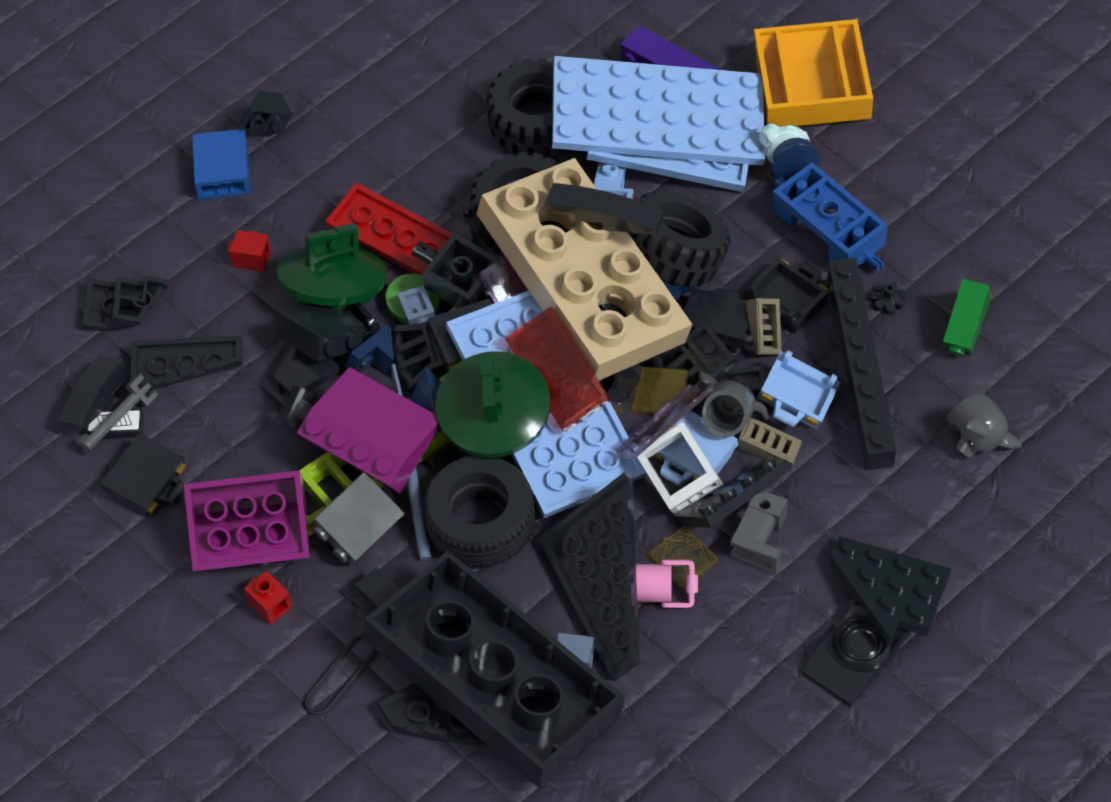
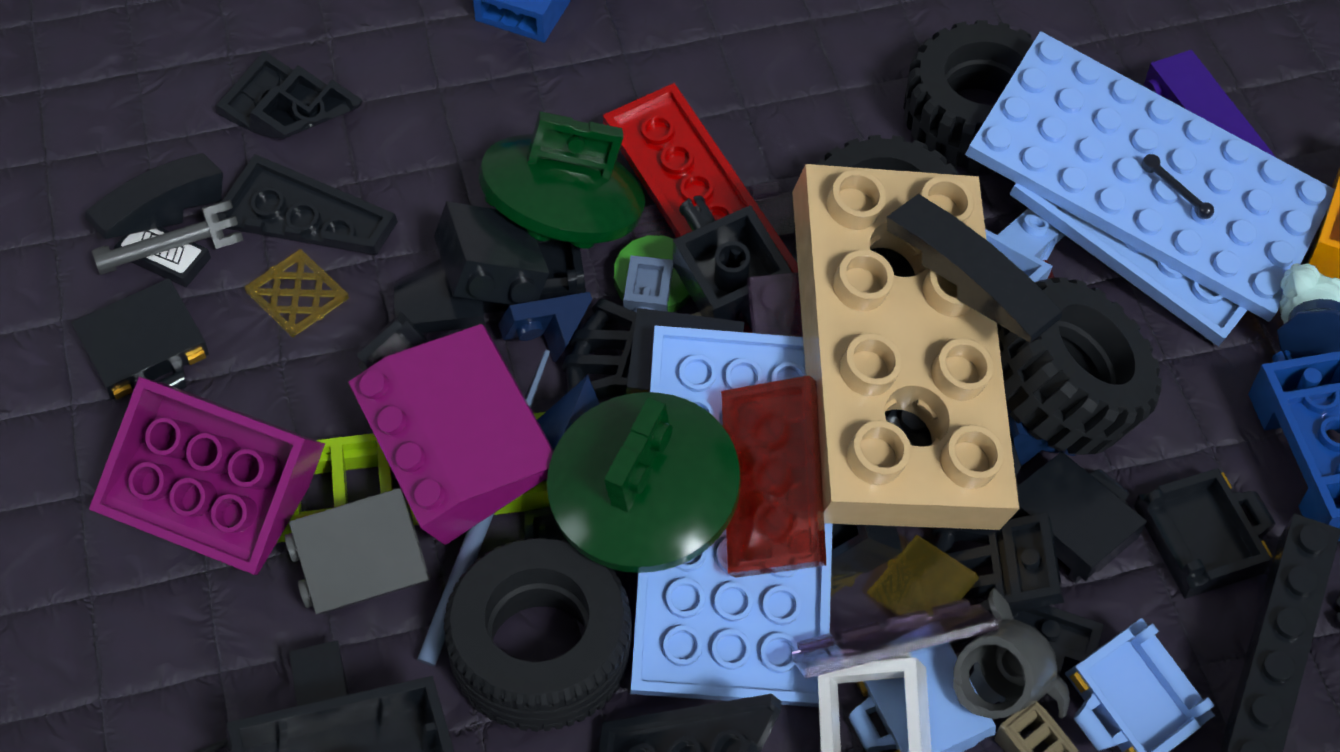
camera: 25 degrees right, 0 degrees up
(214, 392) = (276, 272): none -> clear yellow window
(249, 250) = (487, 110): red brick -> none
(268, 597) = (168, 602): red brick -> none
(657, 106) = (1151, 164): none -> black hinge
(773, 325) = (1131, 544): dark tan slope -> none

